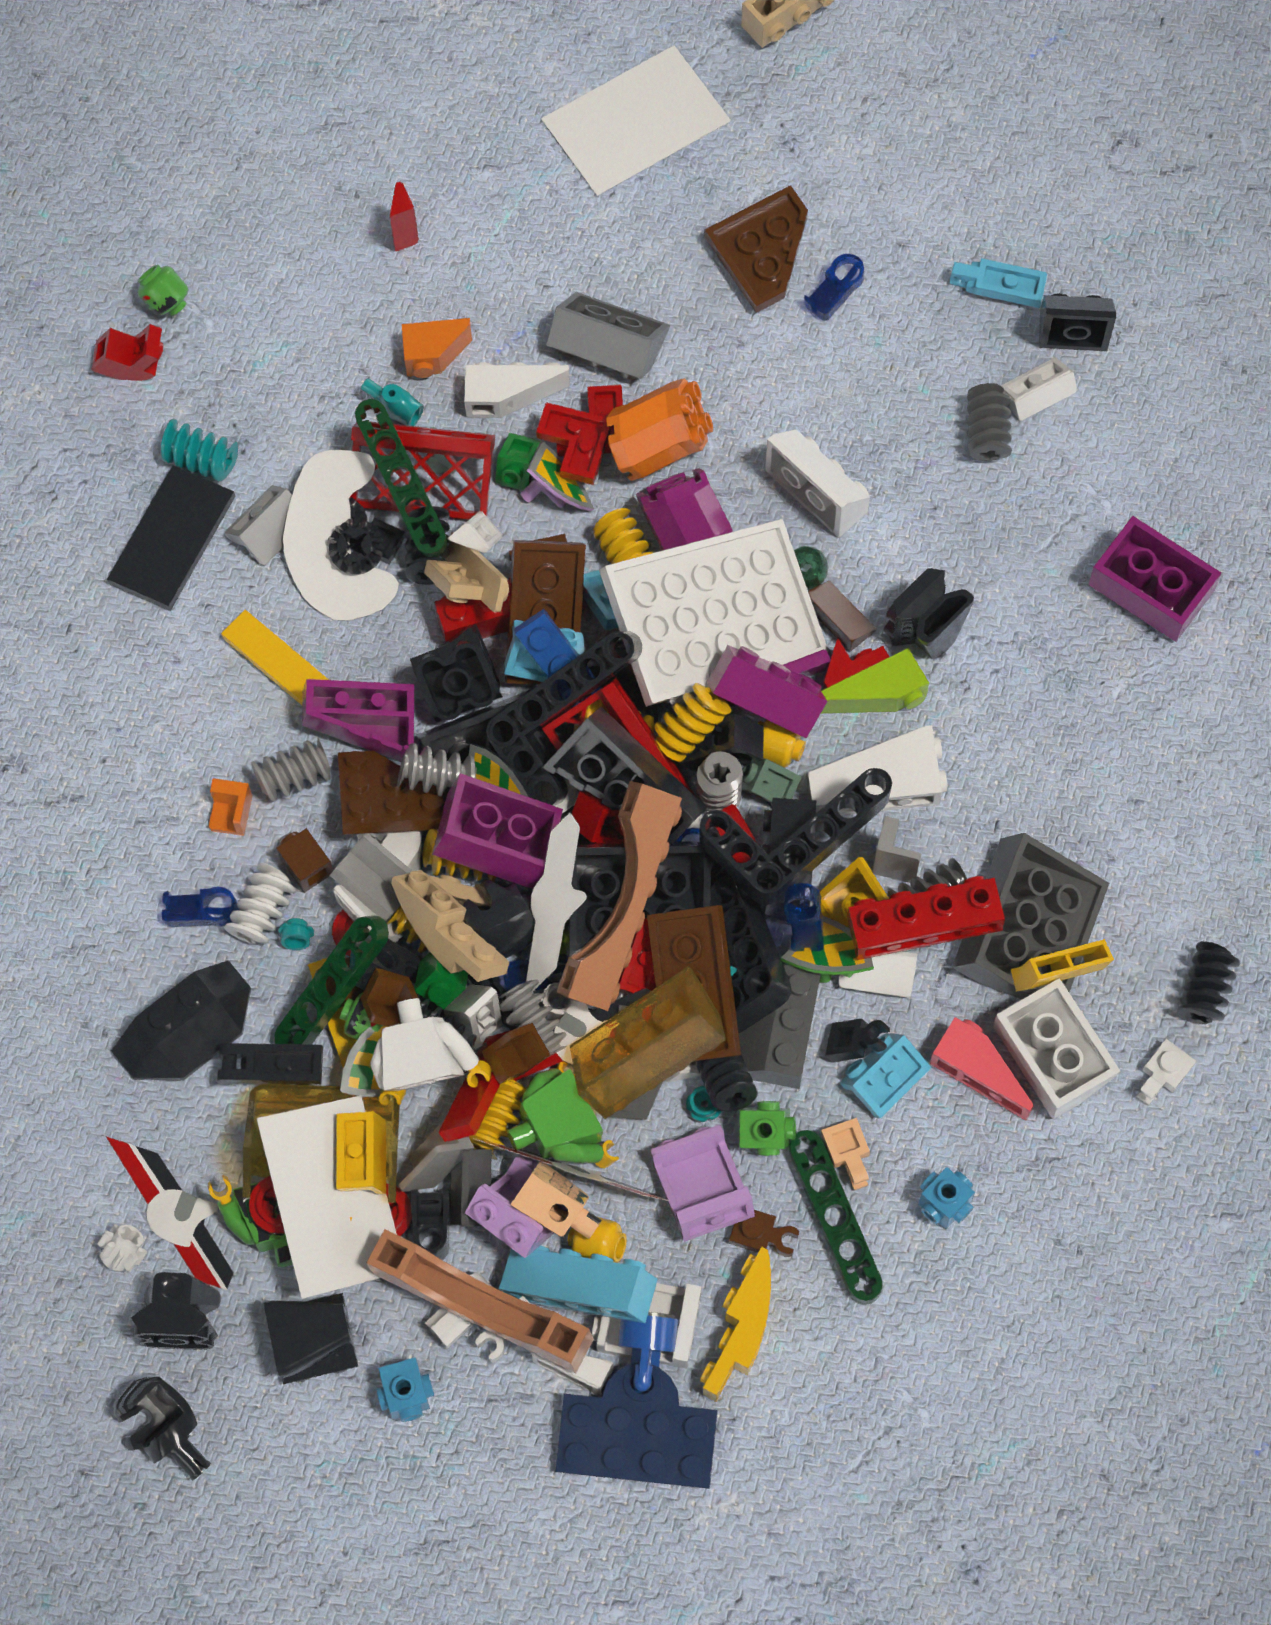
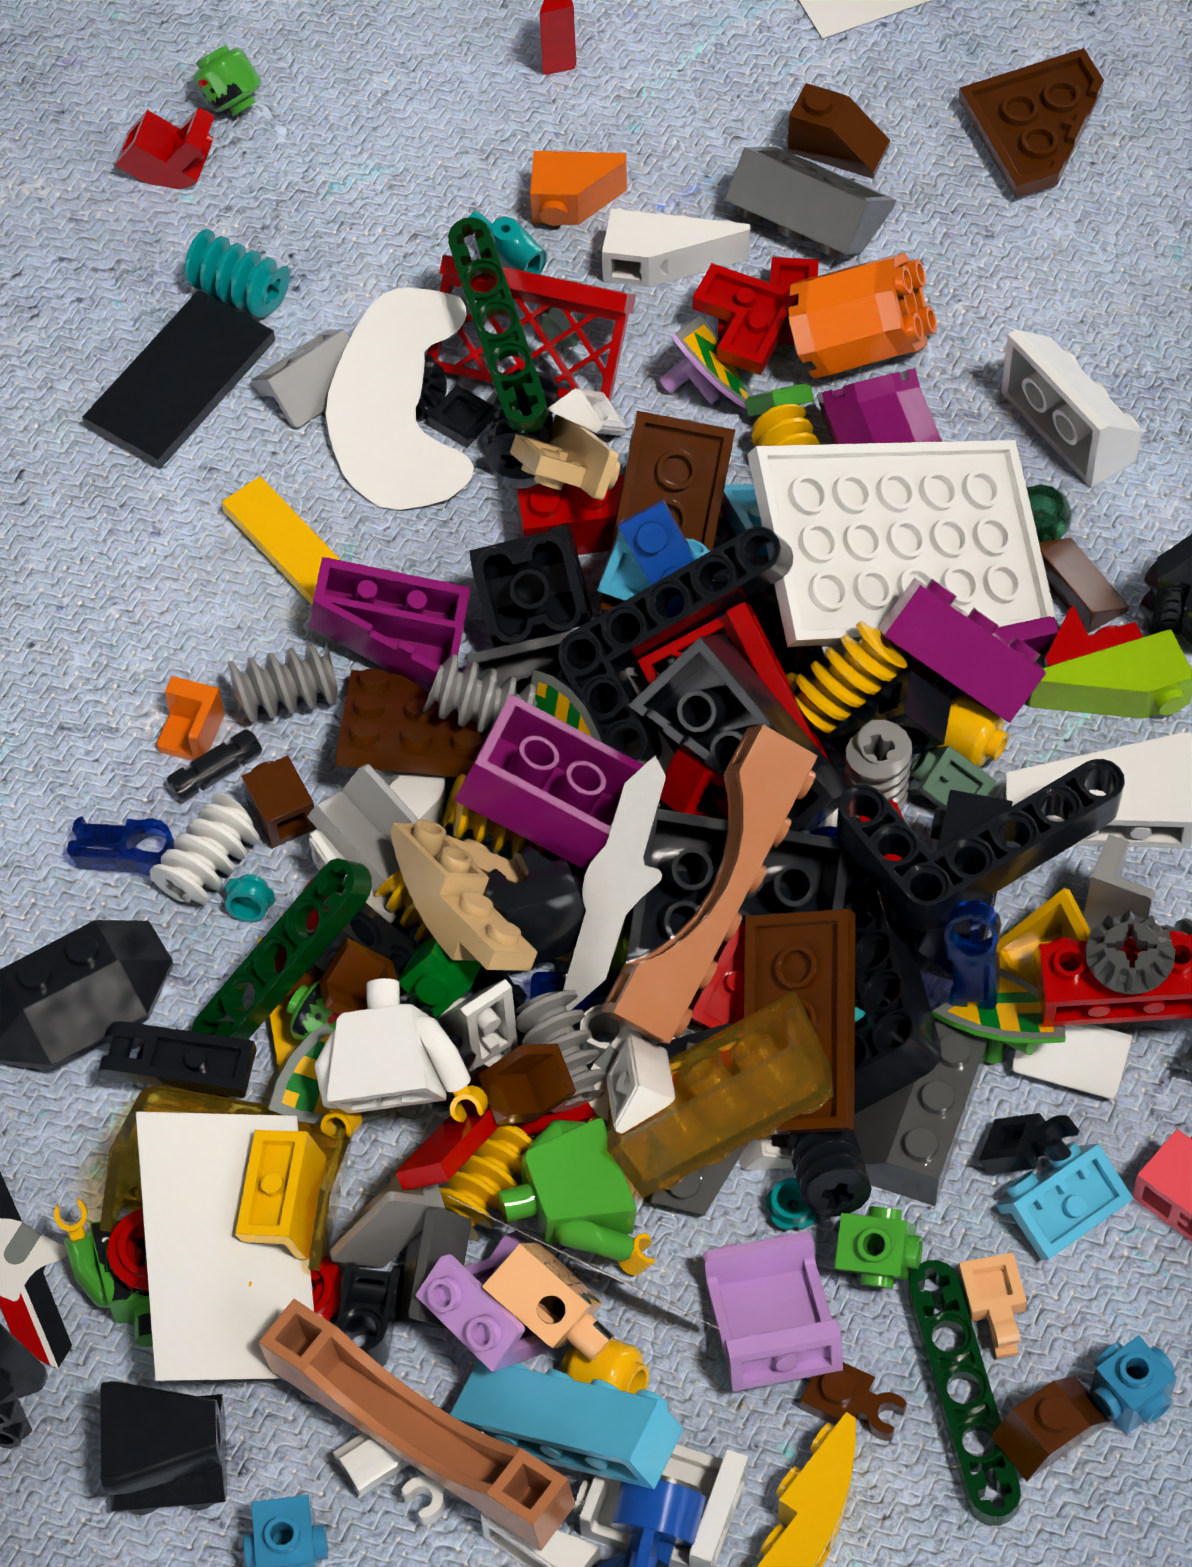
camera: 10 degrees right, 10 degrees down
(253, 837) = (214, 765): none -> black axle
(355, 562) = (418, 431): black gear -> none
(514, 461) = (652, 342): green bracket -> none
(591, 1041) = (639, 1083): none -> white slope
(609, 501) = (794, 394): none -> bright green tile
(619, 277) = (835, 132): none -> reddish brown slope
(833, 291) = (1126, 182): clear blue piece -> none
(895, 1235) = (1048, 1426): none -> reddish brown slope
(899, 920) = (1110, 964): none -> dark grey gear

